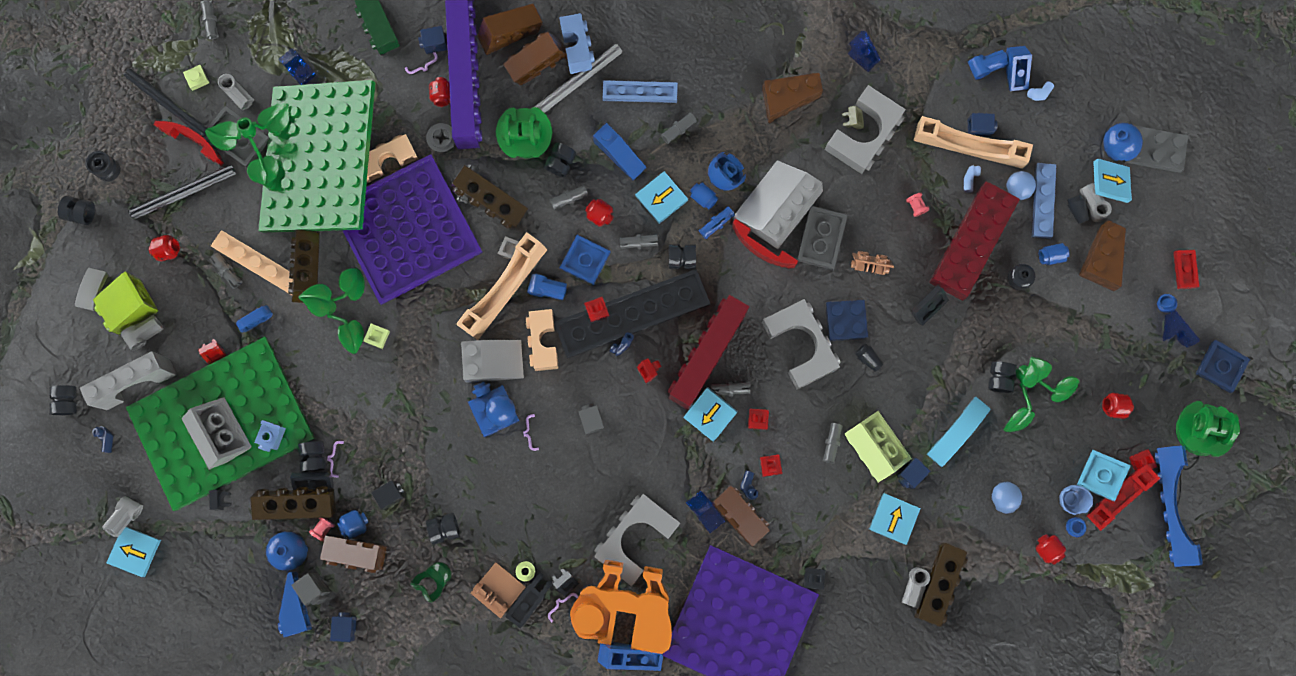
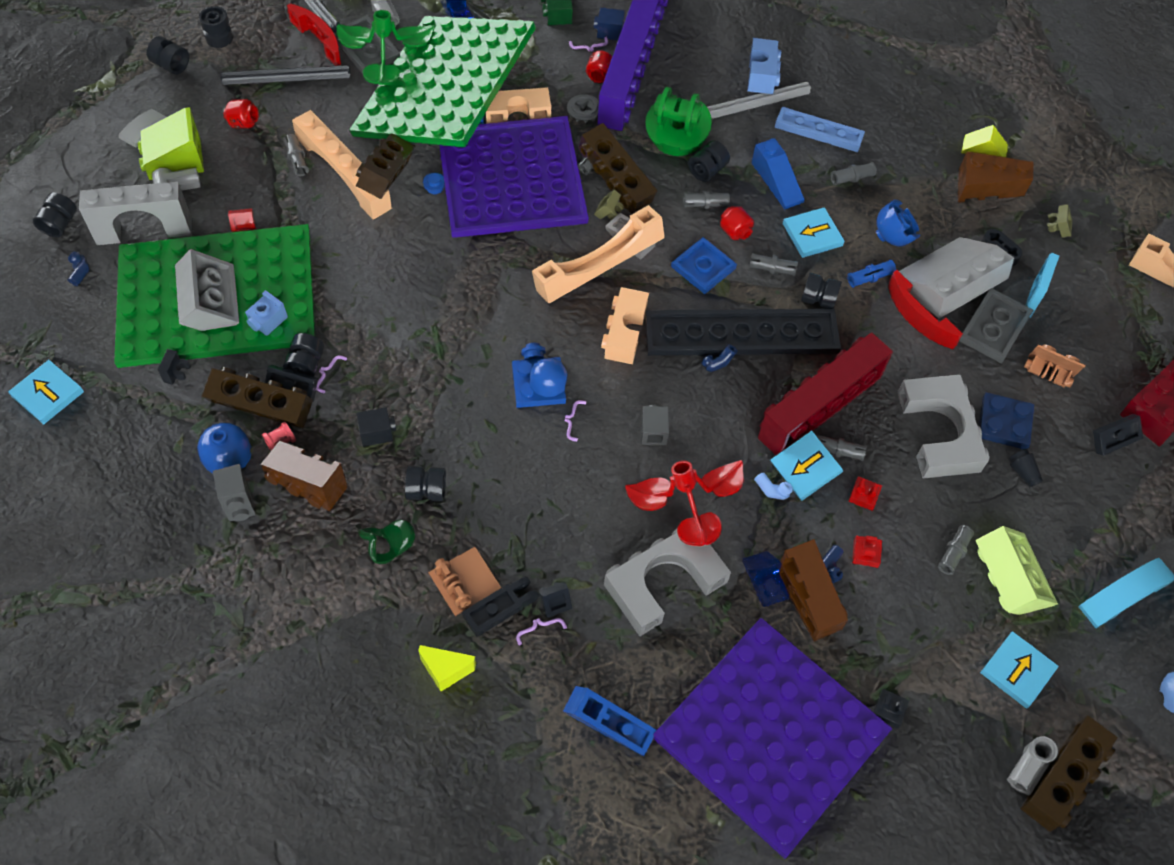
camera: 15 degrees right, 20 degrees down
(124, 512) = (59, 344): light grey piece -> none
(254, 319) = (304, 205): blue beam -> none
(293, 612) = (198, 517): blue slope -> none
(320, 303) = (387, 186): green plant -> none
(343, 627) = (251, 556): dark blue brick -> none
(347, 257) = (434, 183): none -> blue plate
(352, 524) = (319, 442): blue head -> none
(376, 336) = (433, 263): yellowish green plate -> none
(492, 232) = (609, 205): none -> olive tile
(492, 360) = (557, 326): light grey slope -> none
(507, 659) = (446, 666): none -> neon yellow slope
(508, 27) = (694, 33): reddish brown wedge -> none
(531, 574) = (508, 577): yellowish green plate -> none
(535, 57) = (715, 66): reddish brown wedge -> none
(542, 286) = (643, 272): blue piece -> none
(596, 309) = (702, 310): red tile -> none
(596, 610) = (590, 634): orange animal -> none
(606, 474) = (701, 529): none -> red plant
(648, 369) = (743, 394): red tile -> none
(693, 440) = (773, 490): none -> light blue arm
(703, 195) = (864, 242): blue brick -> none
(778, 58) = (985, 141): none -> neon yellow slope
(809, 163) = (1004, 243): none -> black beam
(848, 192) = (1042, 282): none -> medium azure tile
(859, 154) = (1097, 223): light grey arch -> none
(864, 51) = (1089, 165): clear blue slope -> none
(912, 474) = (1057, 619): dark blue brick -> none
(917, 204) = (1122, 326): coral bush -> none

